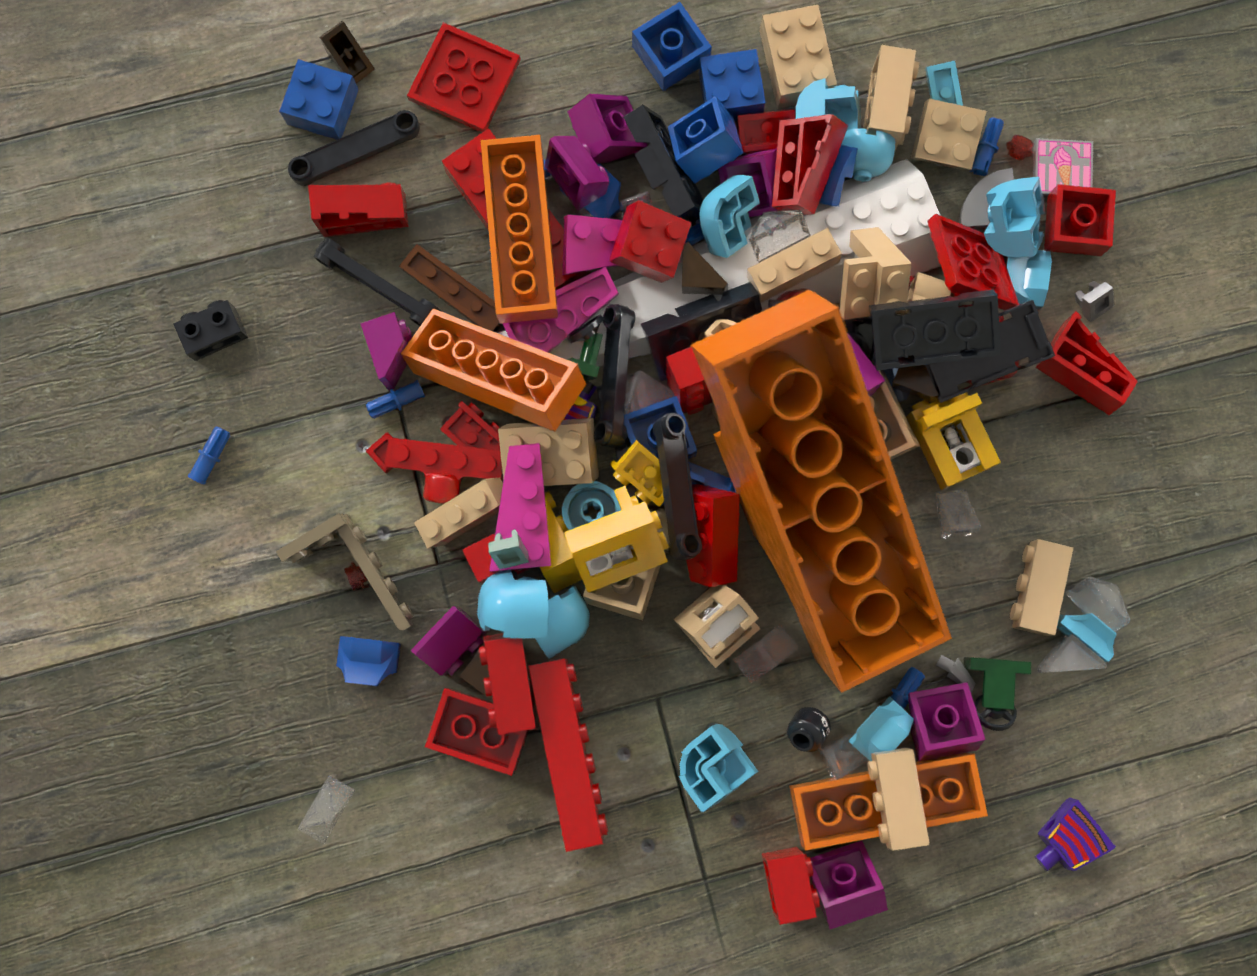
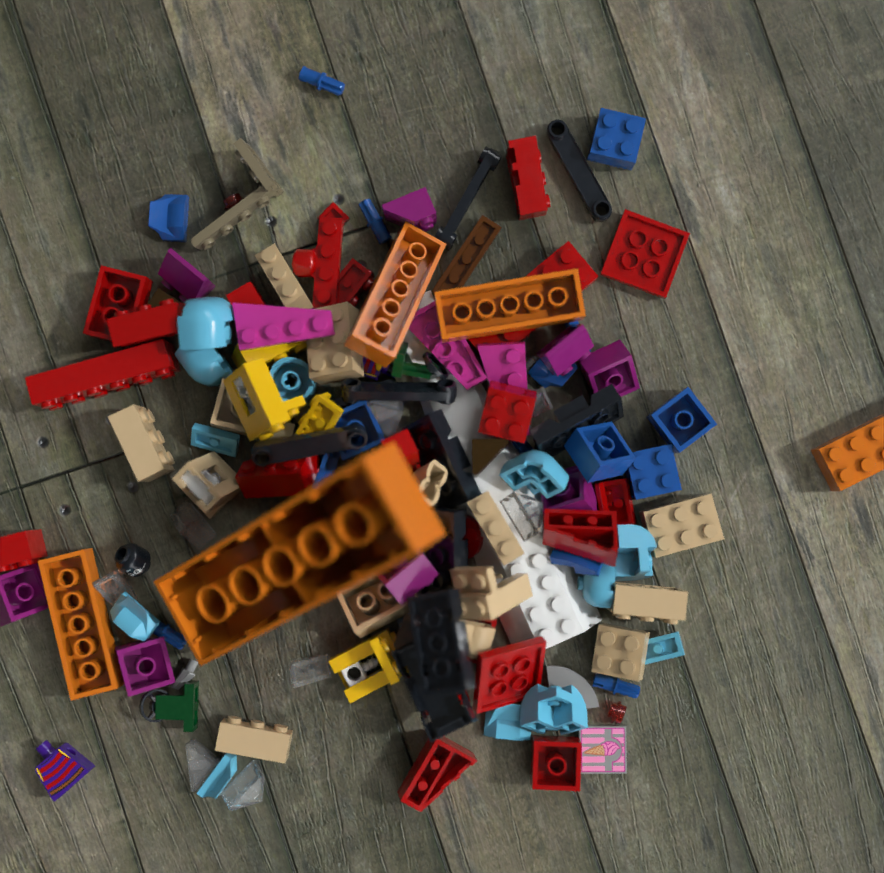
camera: 85 degrees right, 5 degrees up
(210, 329) = (421, 72): black brick -> none
(326, 809) = (57, 196): clear slope -> none
(346, 52) = (657, 157): dark brown slope -> none
(508, 551) = (244, 316): sand green tile -> none
(659, 616) = (215, 439): none -> medium azure plate
(659, 706) = (142, 443): none -> tan brick
(714, 766) = (99, 488): medium azure brick -> none
(898, 799) = (76, 629): tan brick -> none
(1096, 301) = (490, 779): flat silver tile -> none

